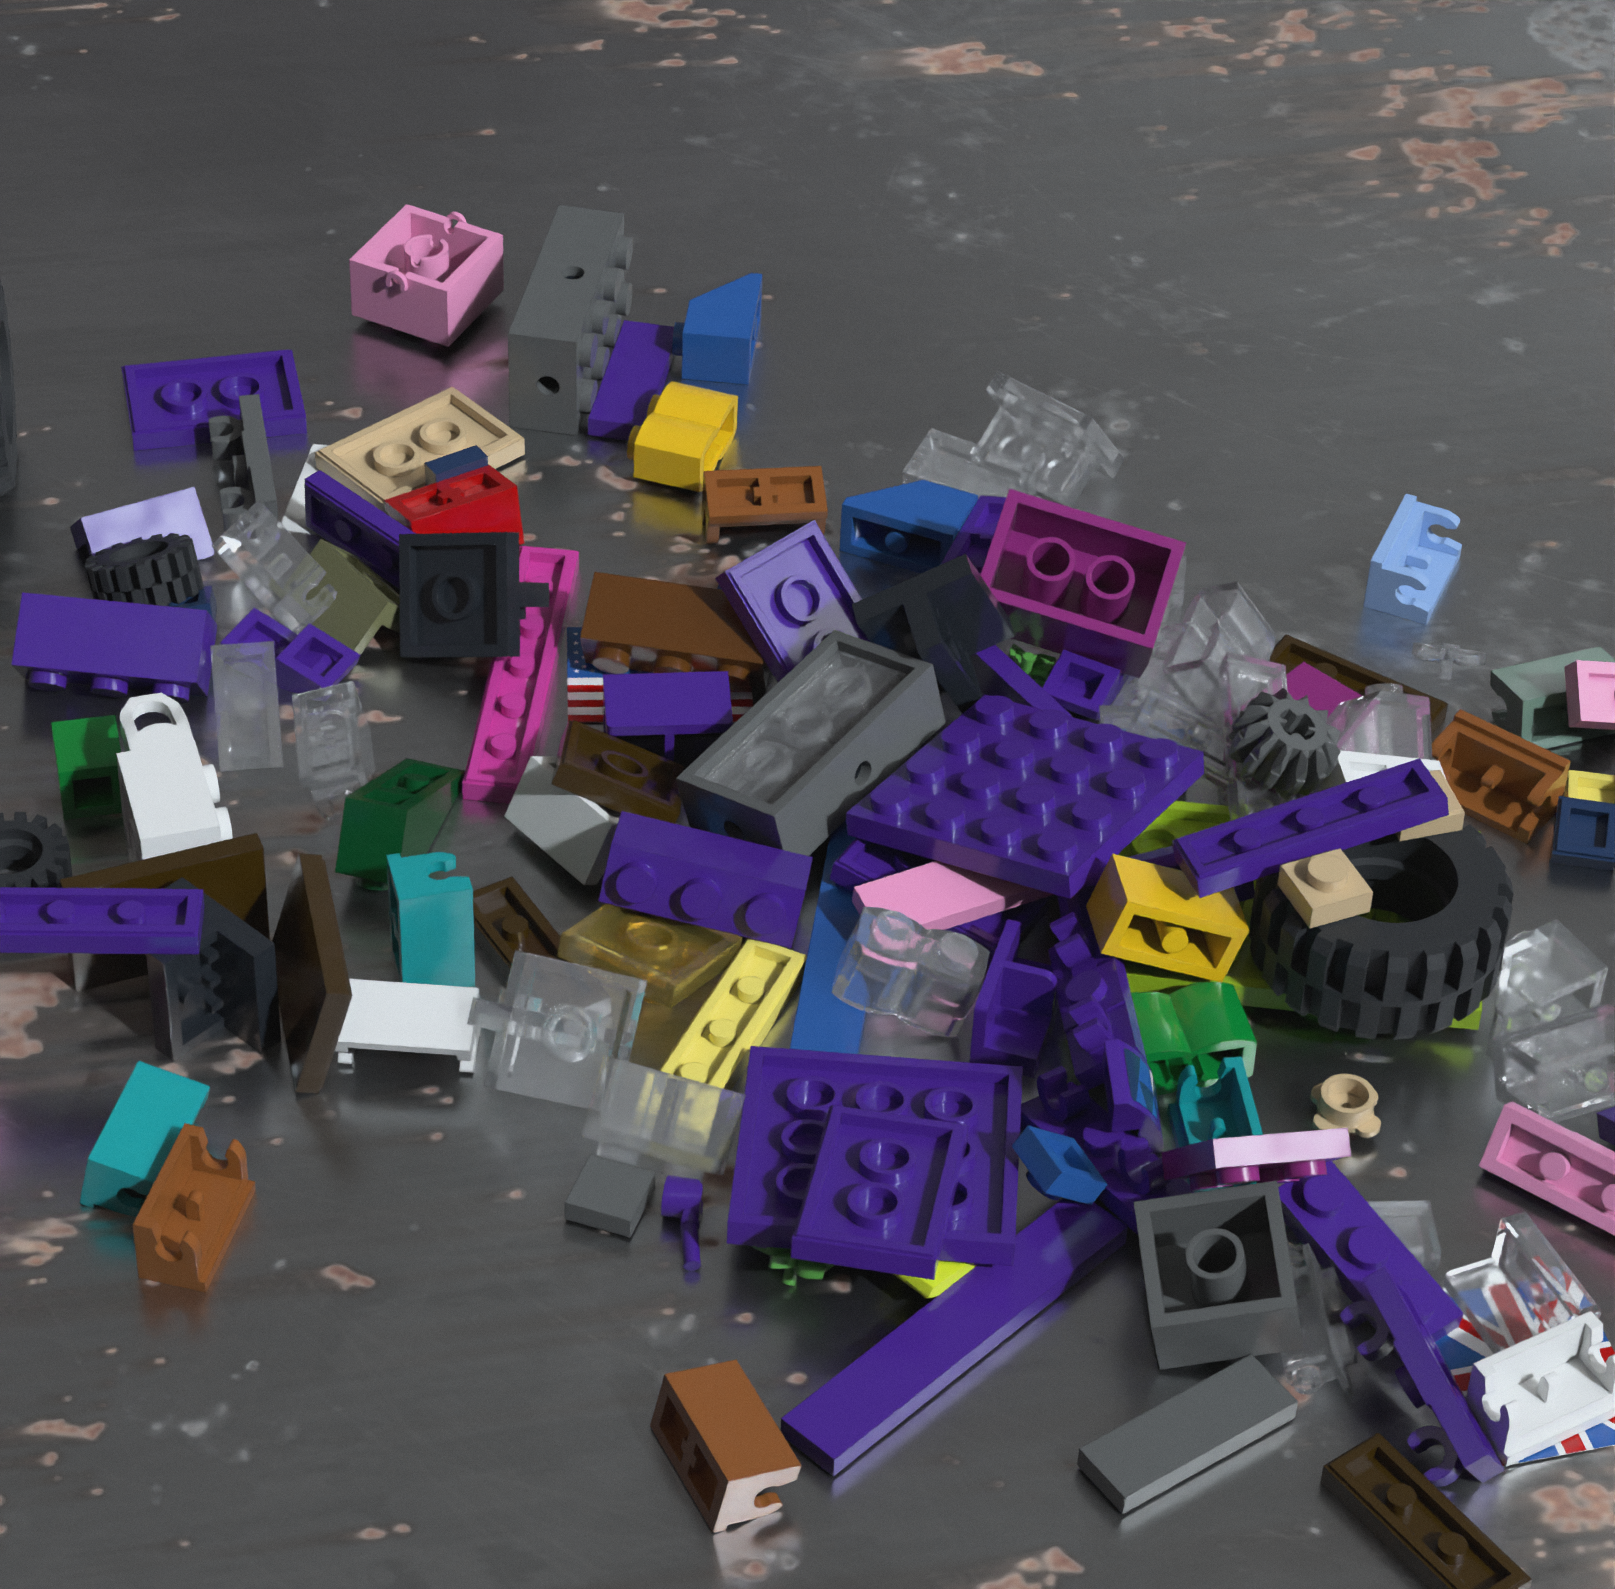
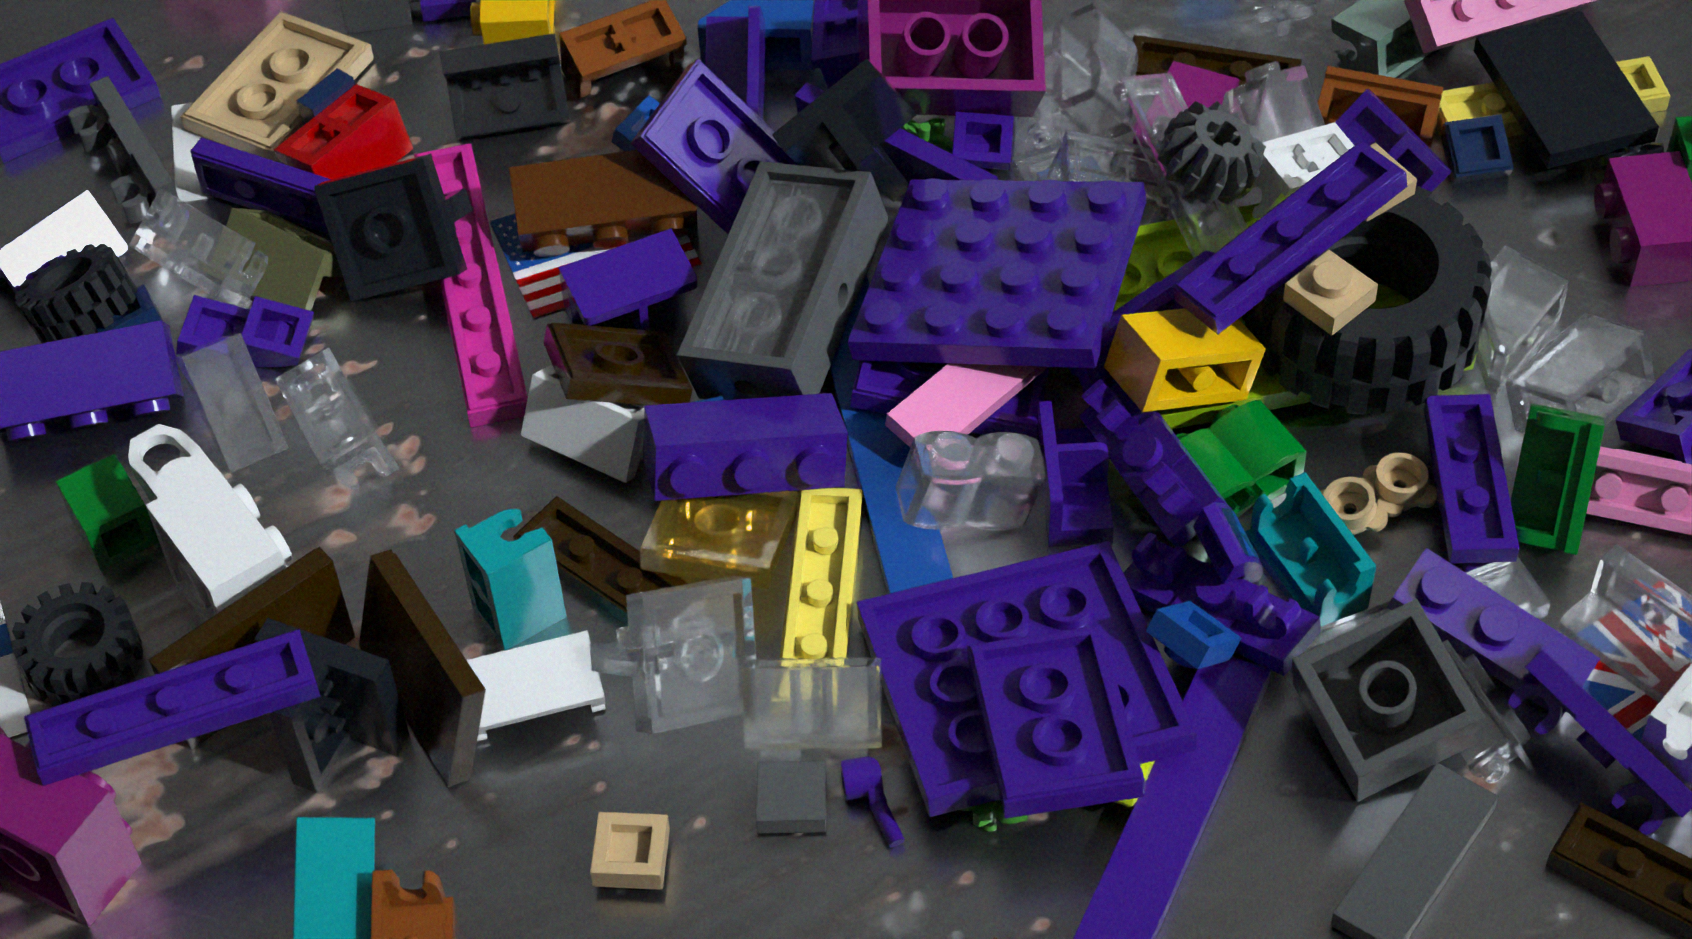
camera: 15 degrees left, 10 degrees up
(394, 816) = (425, 475): dark green slope -> none
(434, 1190) = (630, 850): none -> tan plate
(633, 506) = (505, 86): none -> black bracket
(870, 539) = (738, 55): none -> dark purple panel
(1256, 1158) = (1384, 578): plate -> none
(1285, 1107) = (1357, 494): none -> tan plate
(1412, 1118) = (1470, 480): none -> dark purple plate
(1492, 801) = (1374, 122): none -> dark purple slope
(1497, 1138) = (1555, 477): none -> green hinge

